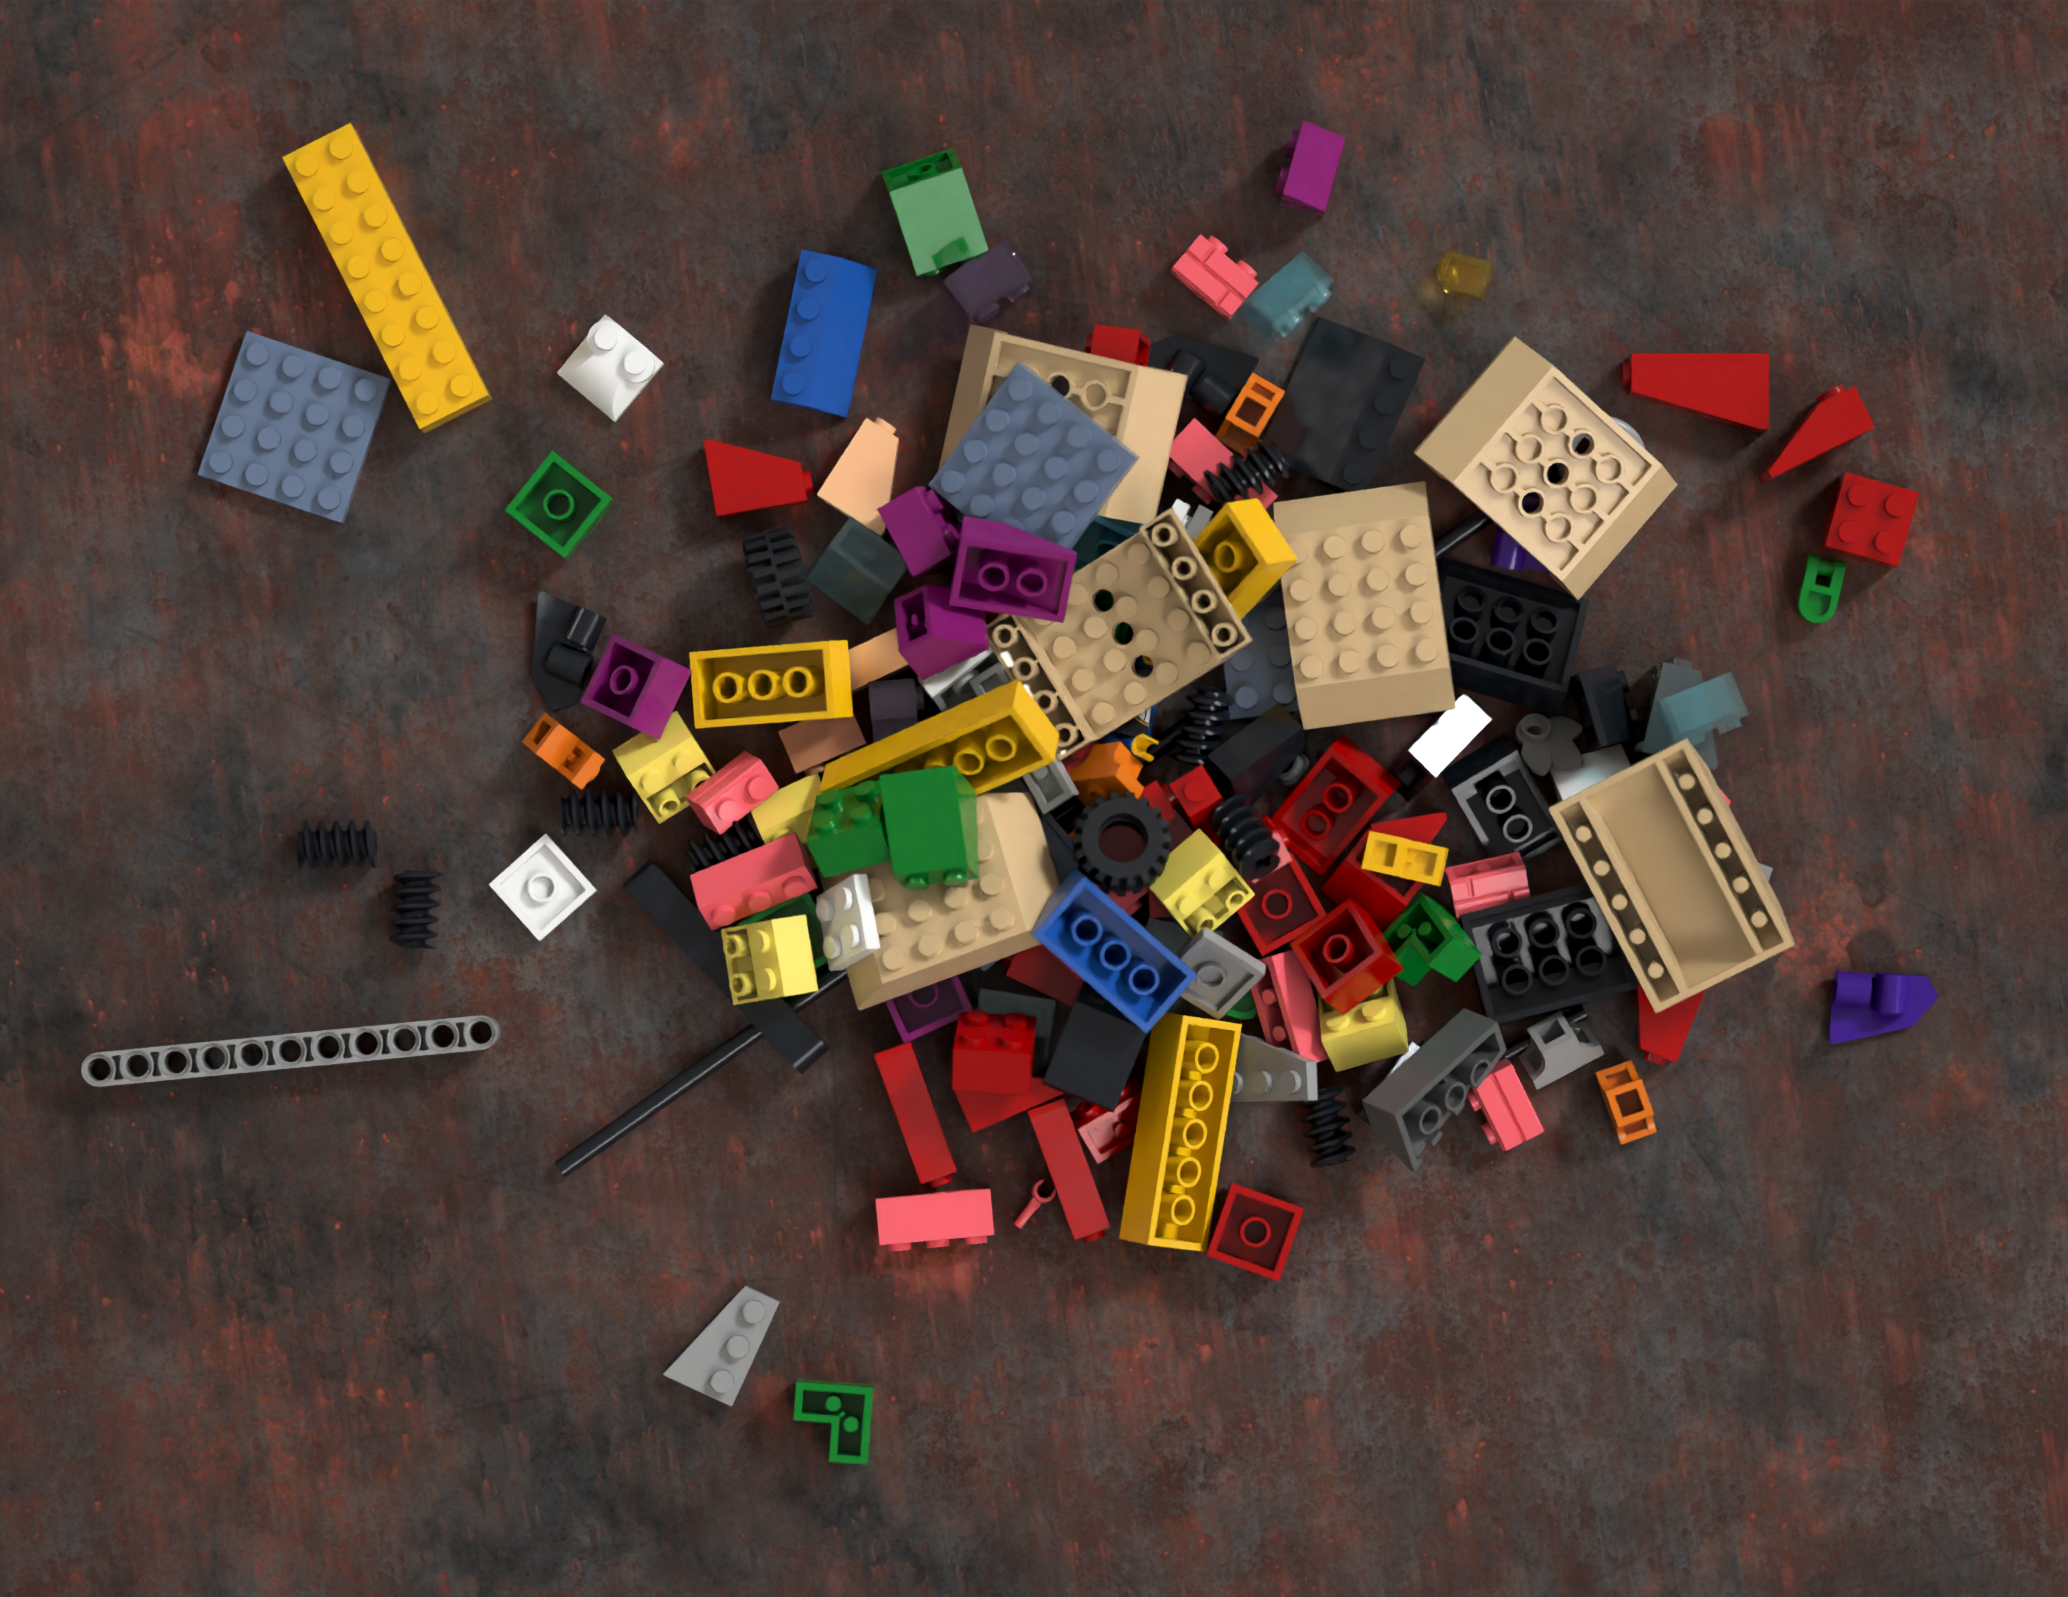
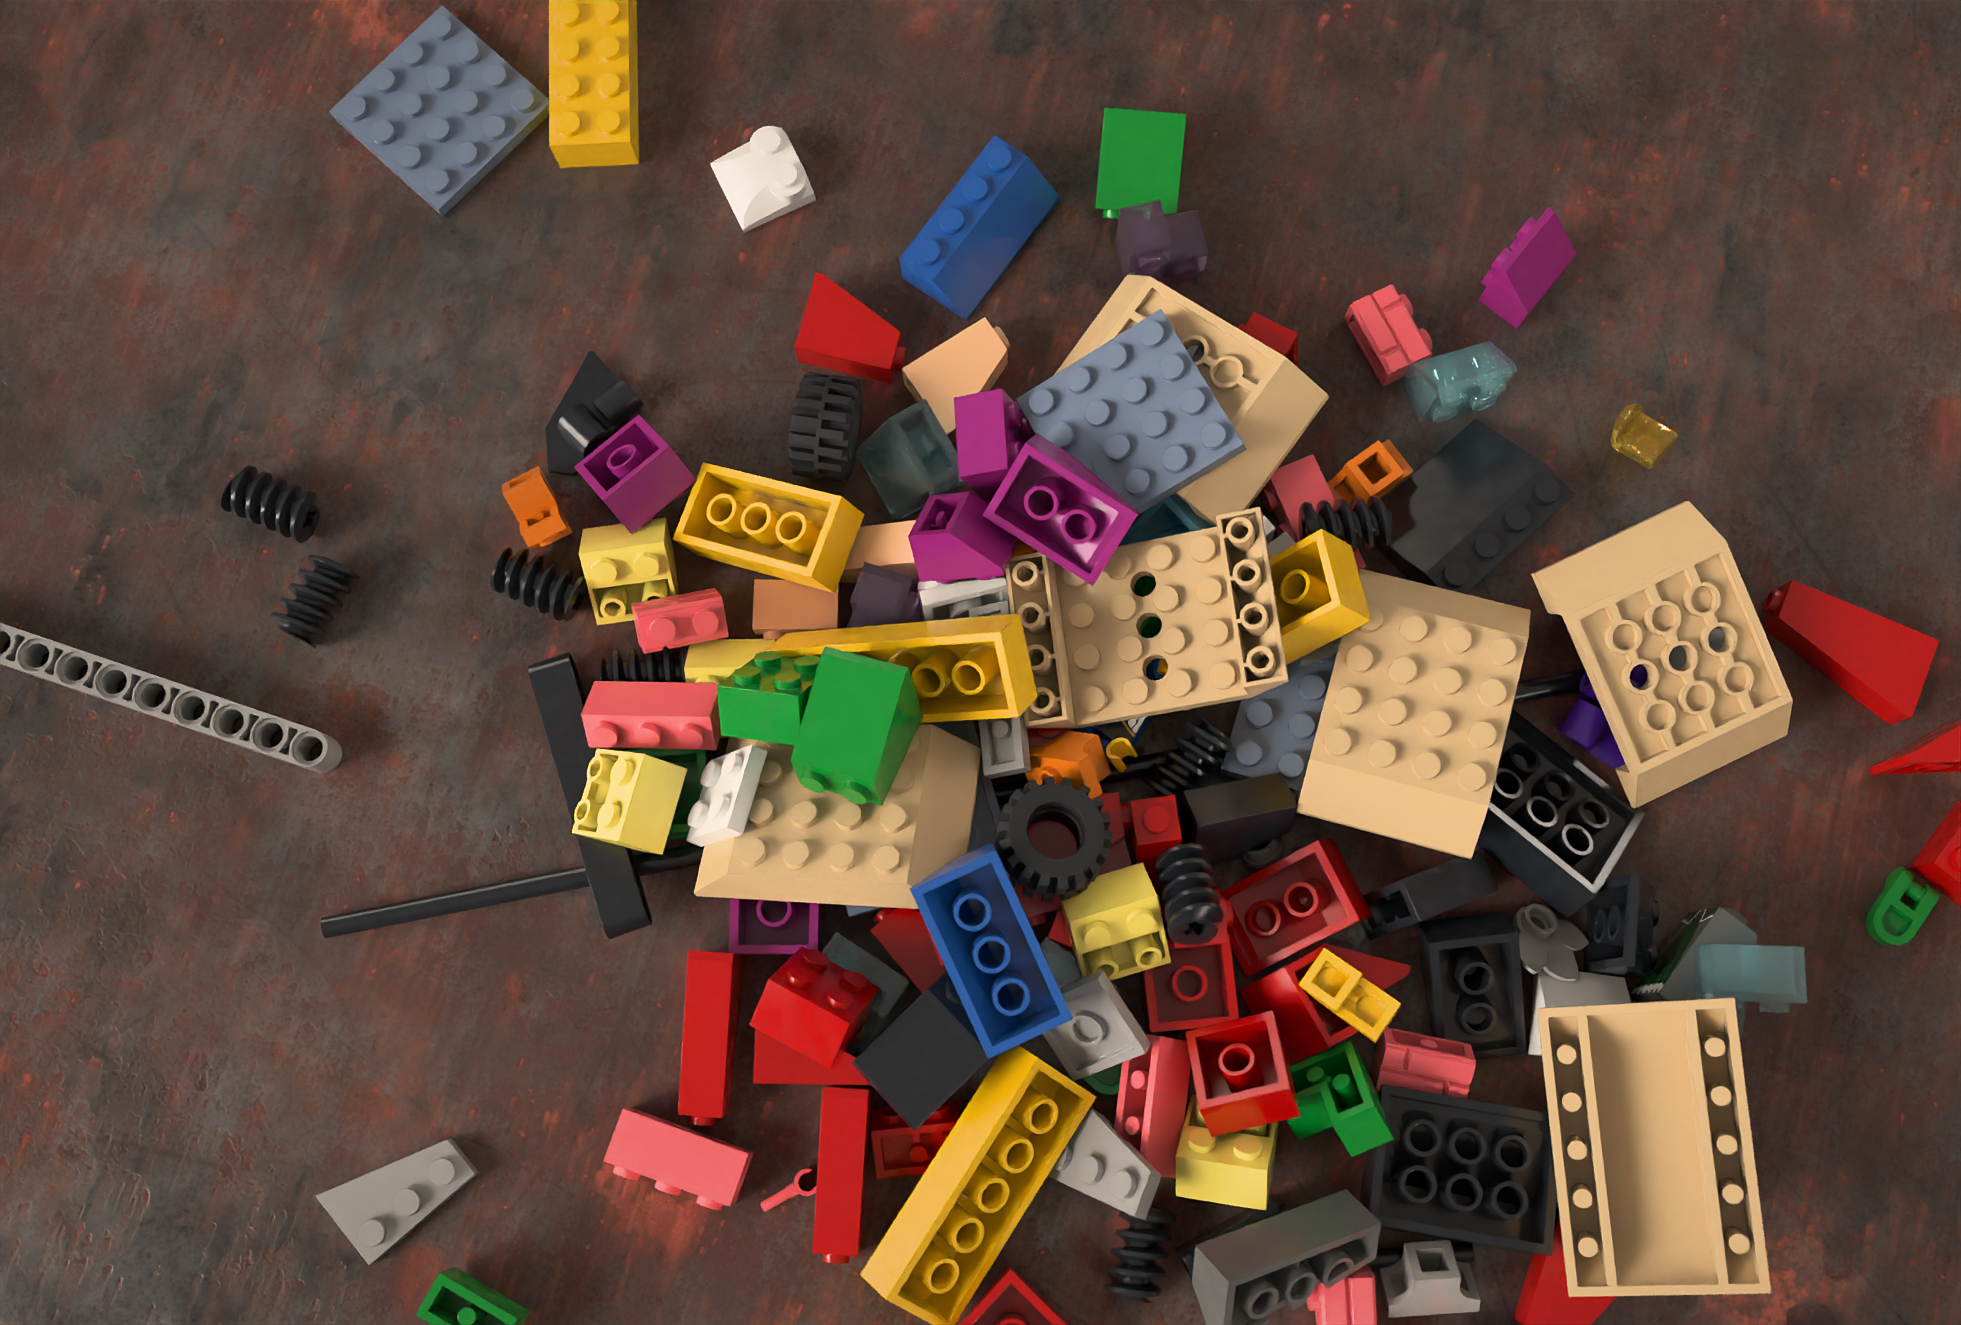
camera: 30 degrees right, 10 degrees down
(543, 887) = (450, 635): white plate -> none
(560, 505) = (649, 276): green brick -> none
(1212, 371) = (1345, 426): black panel -> none

